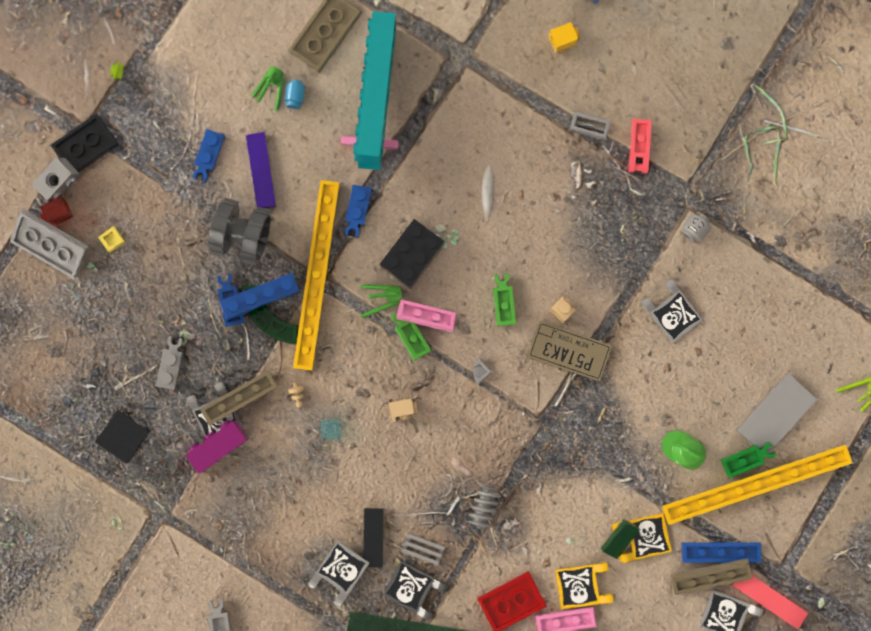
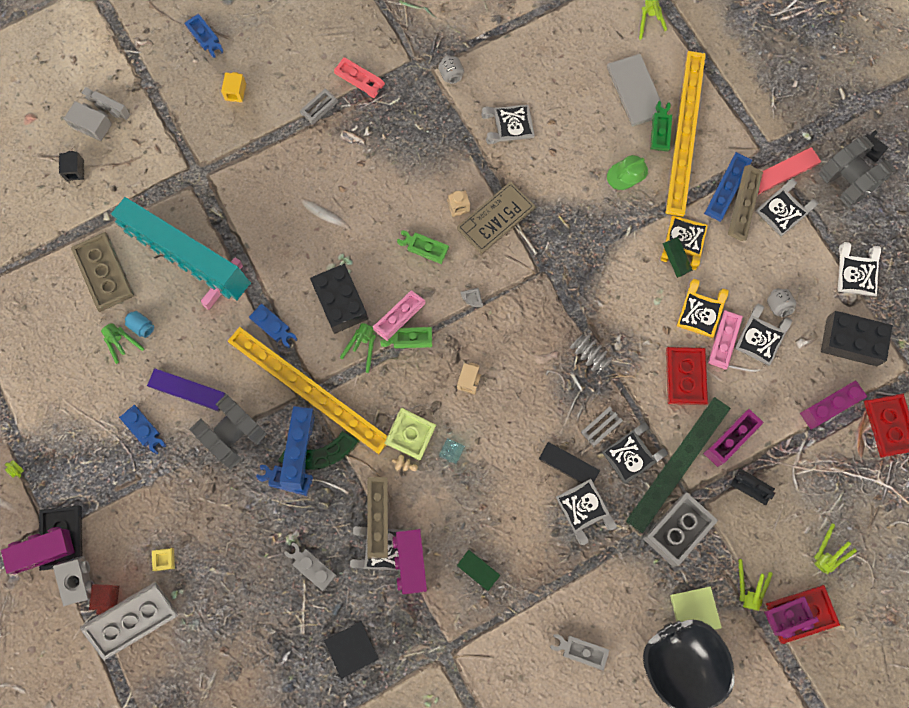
camera: 65 degrees left, 10 degrees down
(63, 135) = (37, 550): none -> magenta brick
(241, 507) = (478, 570): none -> dark green tile
(325, 385) = (410, 434): none -> yellowish green tile

